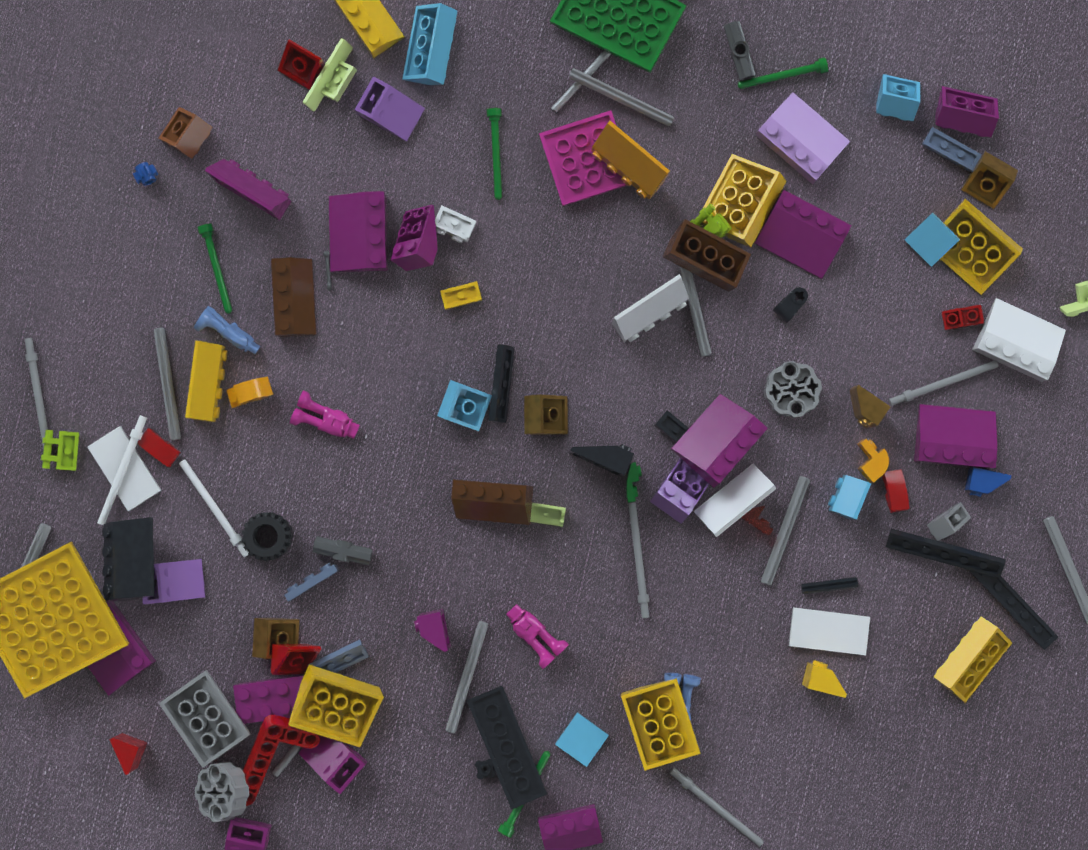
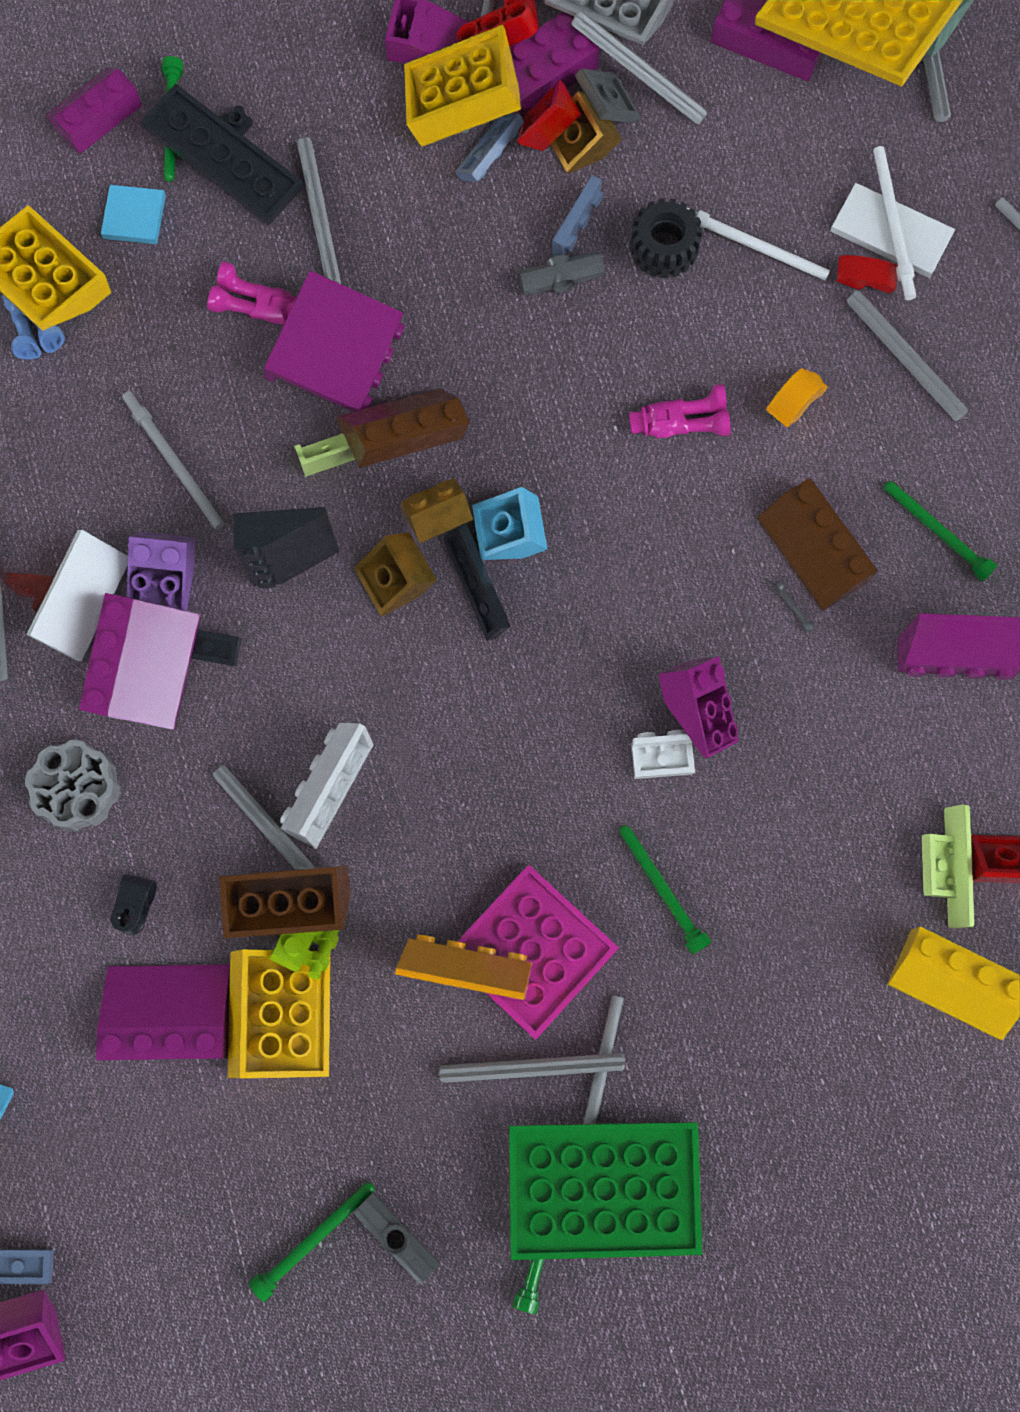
camera: 155 degrees right, 10 degrees down
(66, 453) = (976, 210): lime plate -> none
(128, 559) = (819, 113): black slope -> none
(177, 581) = (750, 128): medium lavender slope -> none
(205, 381) = (861, 376): yellow slope -> none
(216, 659) = (639, 67): none -> light grey axle
(231, 332) = (873, 454): medium blue piece -> none
(246, 652) = (607, 96): none -> dark grey tile
(358, 232) = (783, 676): magenta slope -> none
(389, 109) = (846, 864): medium lavender slope -> none
(430, 44) = (845, 991): medium azure slope -> none
(433, 628) = (388, 228): magenta slope -> none
(461, 295) = (597, 667): yellow plate -> none
(502, 436) = (436, 510): none -> pearl gold slope
(505, 576) = (335, 343): none -> magenta panel
(633, 476) = (226, 538): green slope -> none
(802, 138) = (235, 1158): lavender slope -> none
(898, 98) = (120, 1302): medium azure slope -> none

